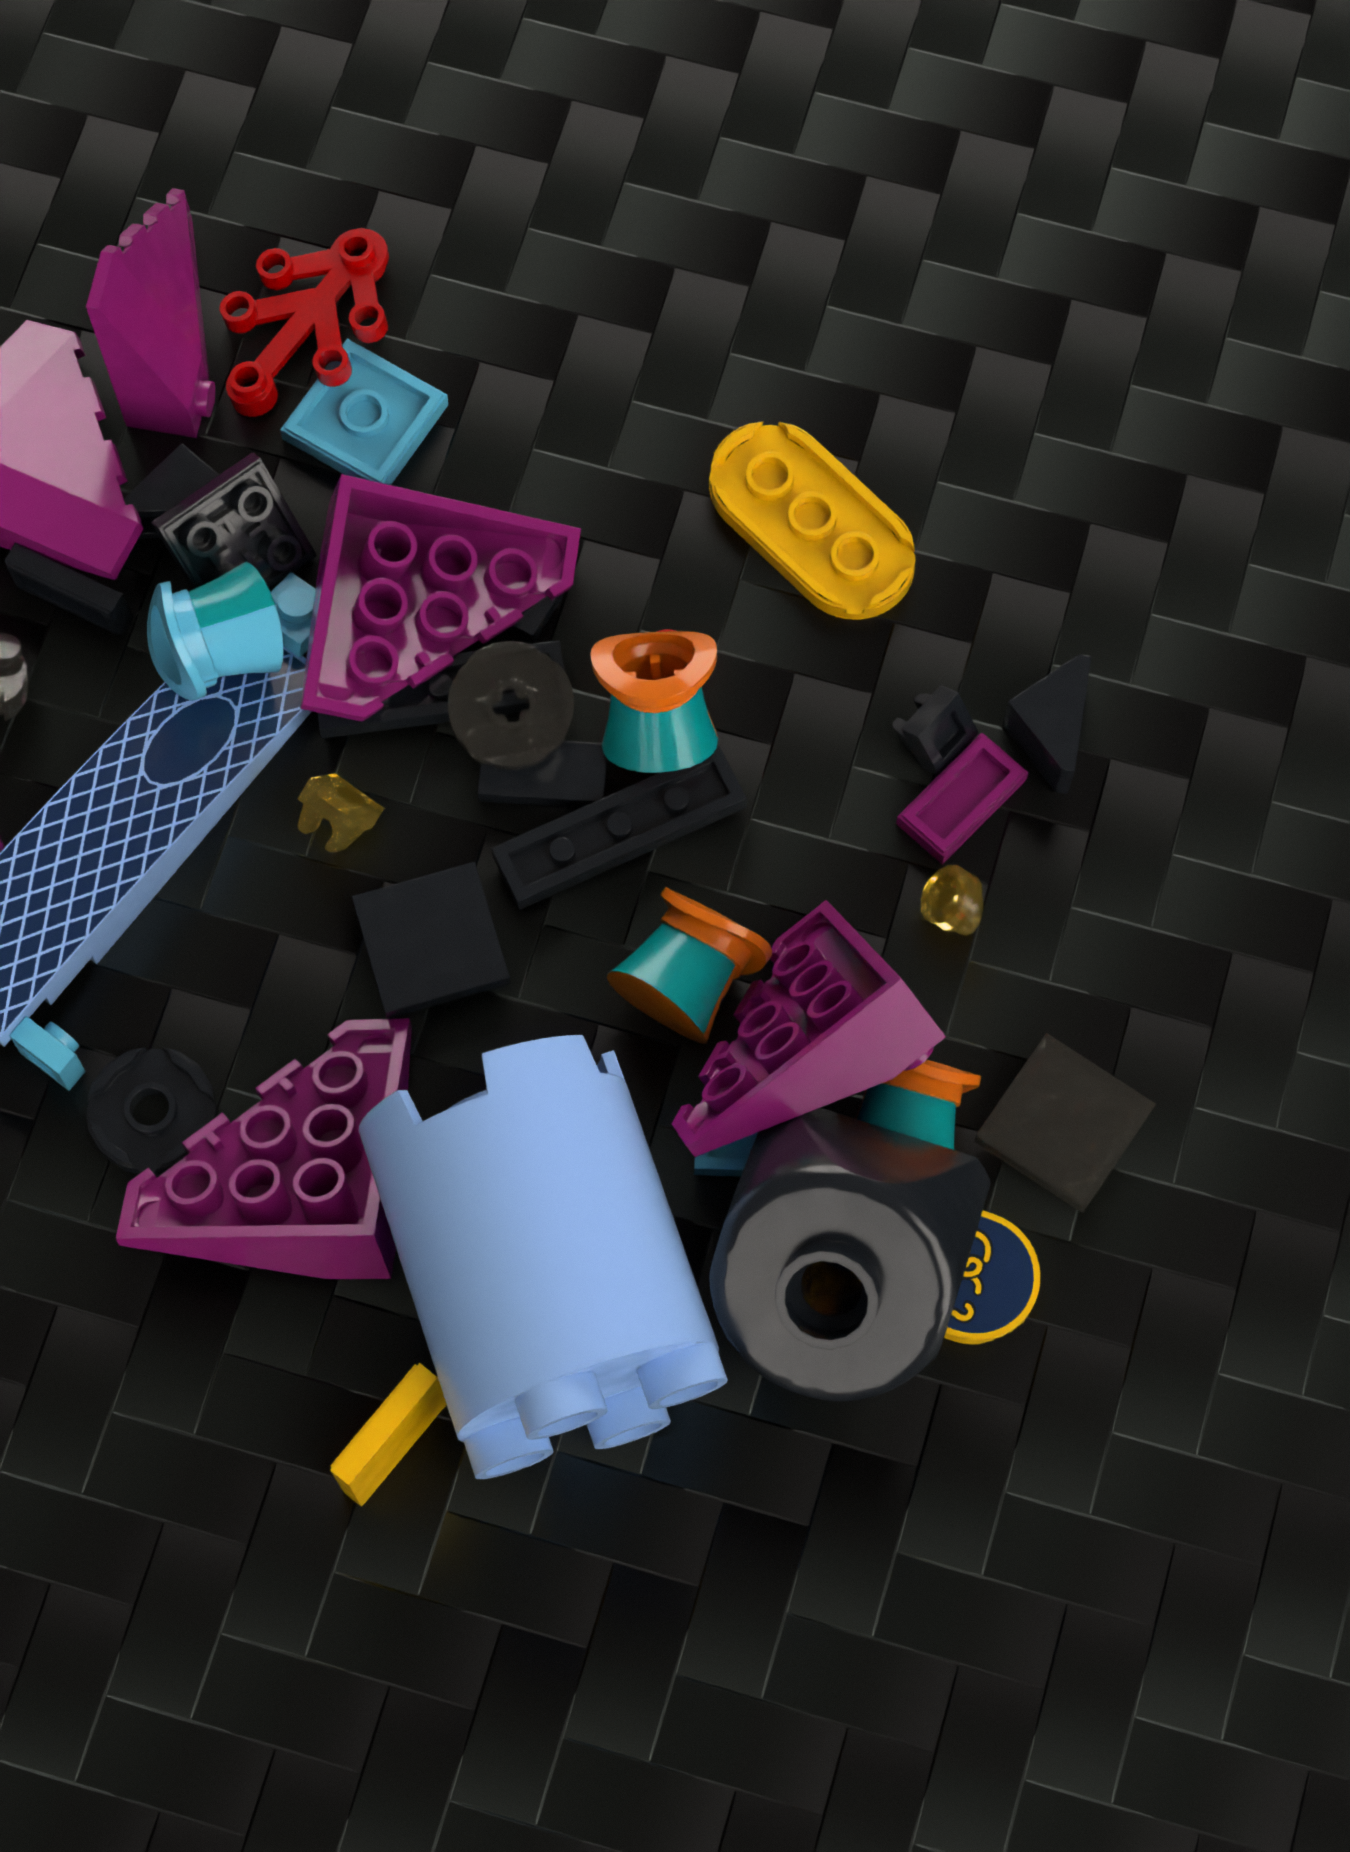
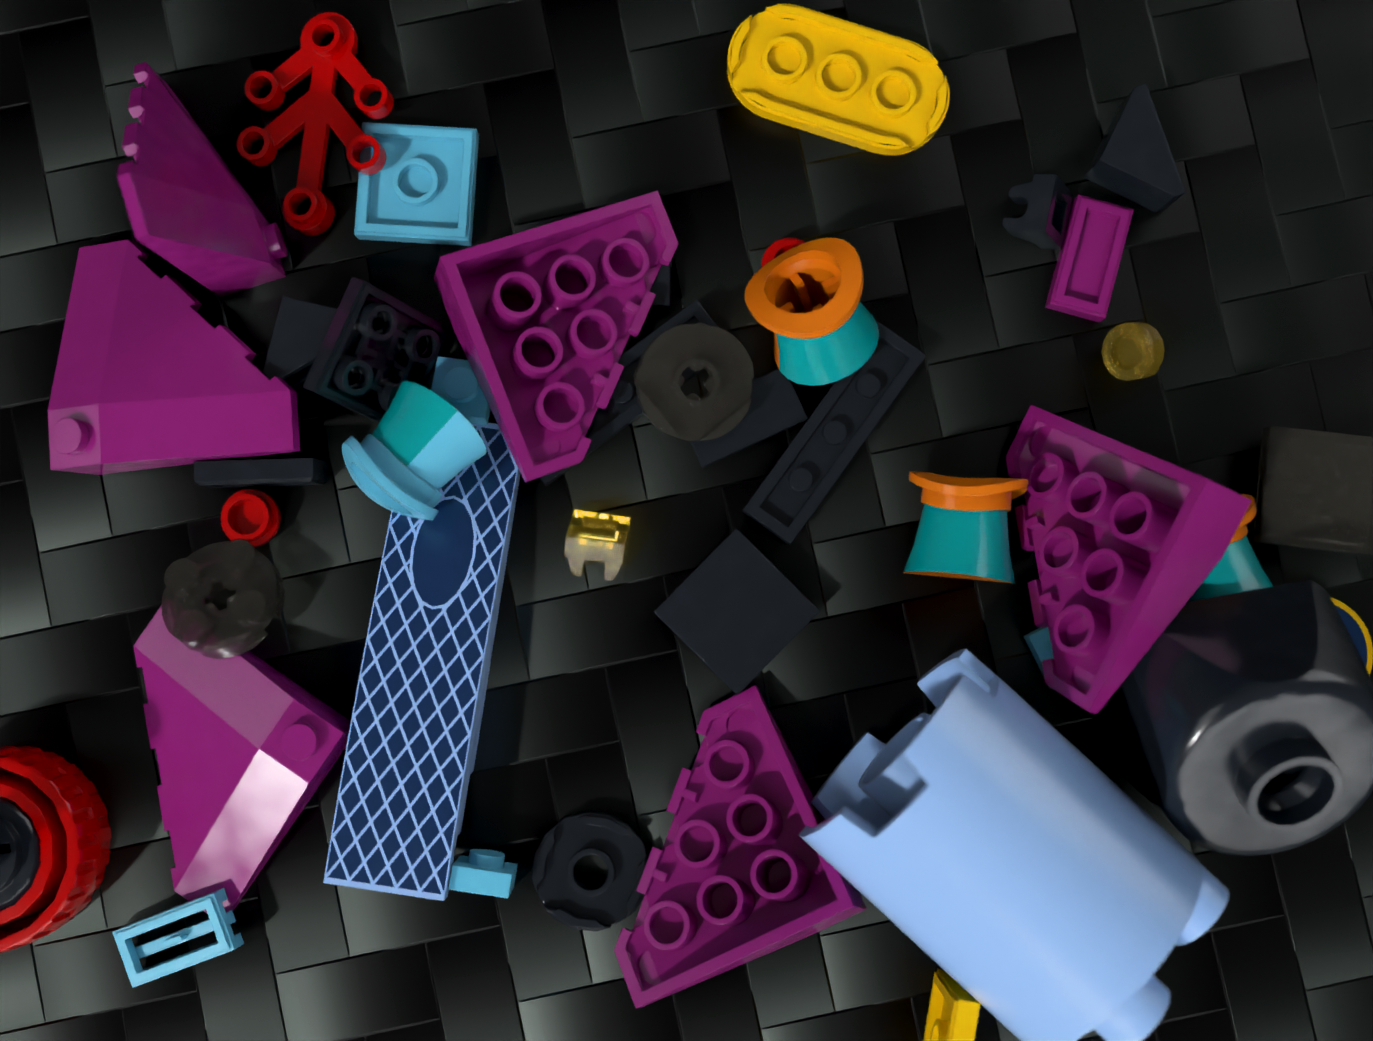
camera: 30 degrees left, 15 degrees up
(35, 624) = (251, 517): none -> red plate

